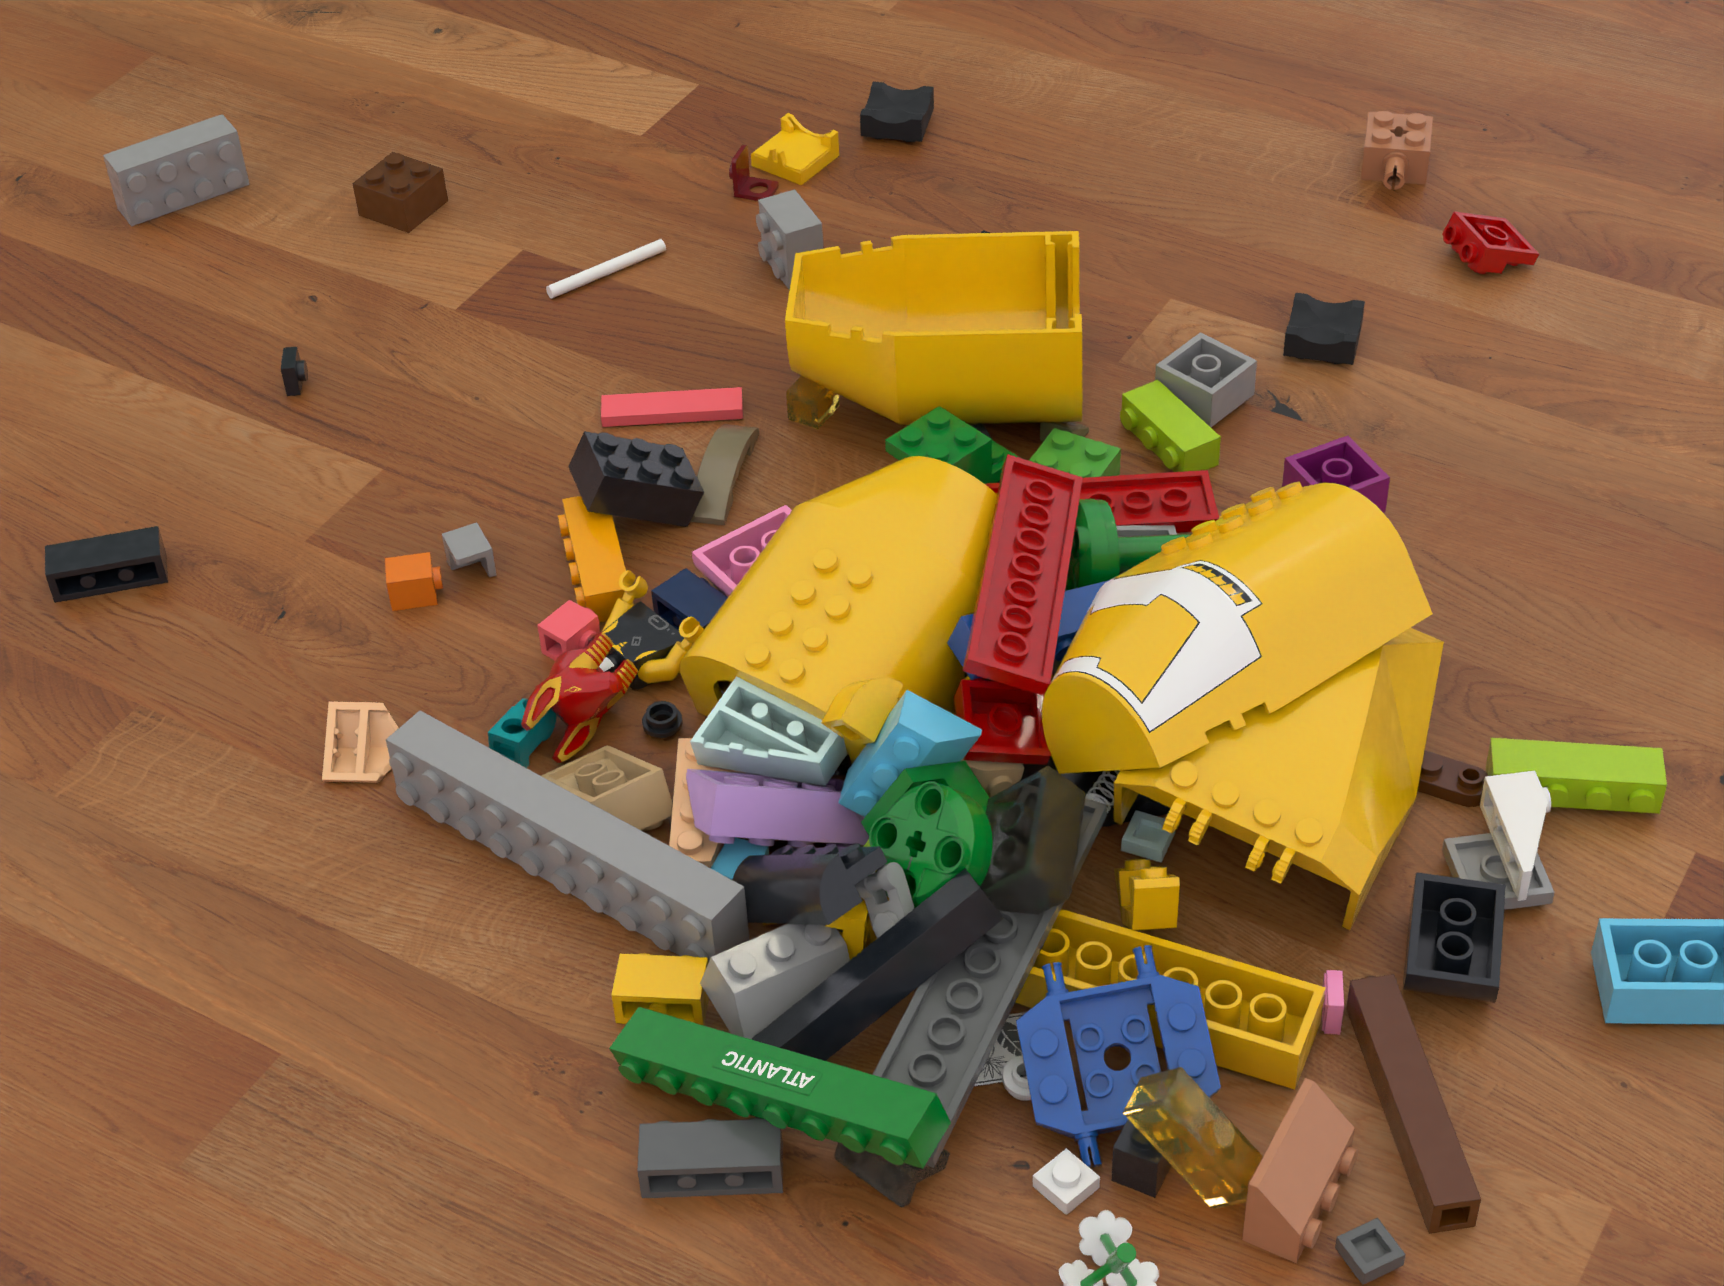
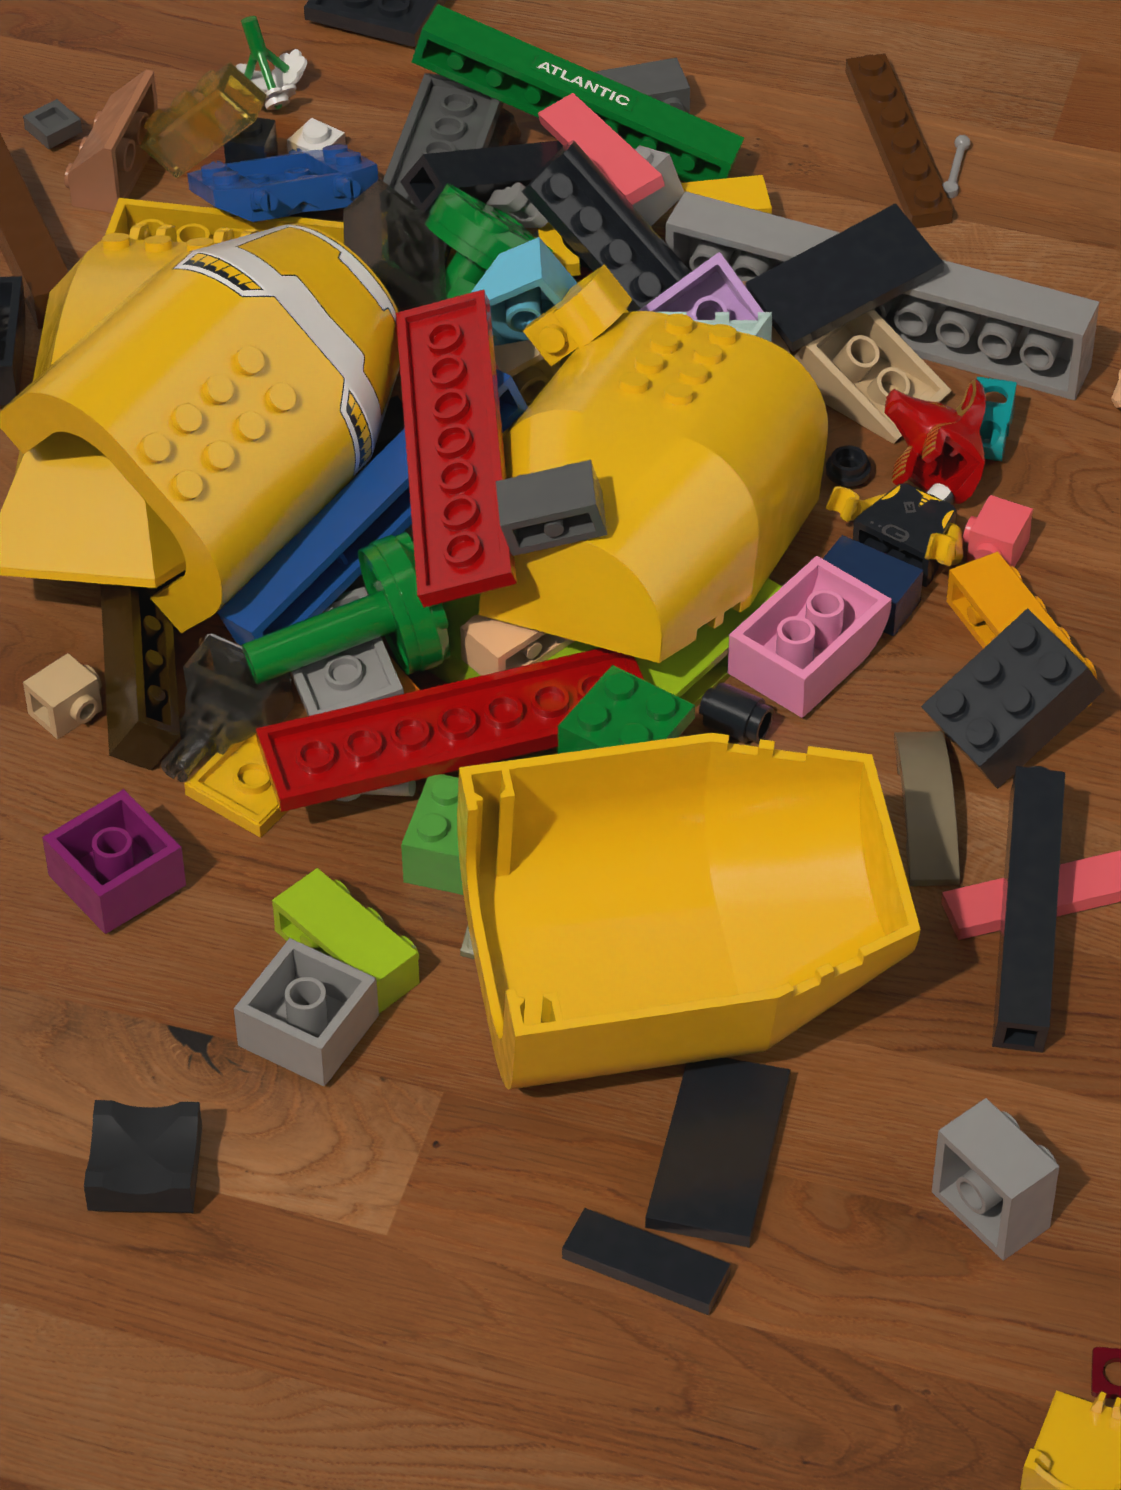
camera: 165 degrees right, 5 degrees up
(419, 1004) = (962, 143): none -> light grey hinge
(439, 1075) = (898, 141): none -> reddish brown plate
(601, 791) = (845, 277): none -> black tile
(691, 373) = (1029, 910): none -> black brick
(781, 971) = (621, 163): none -> coral tile
(965, 462) = (551, 508): none -> dark grey brick

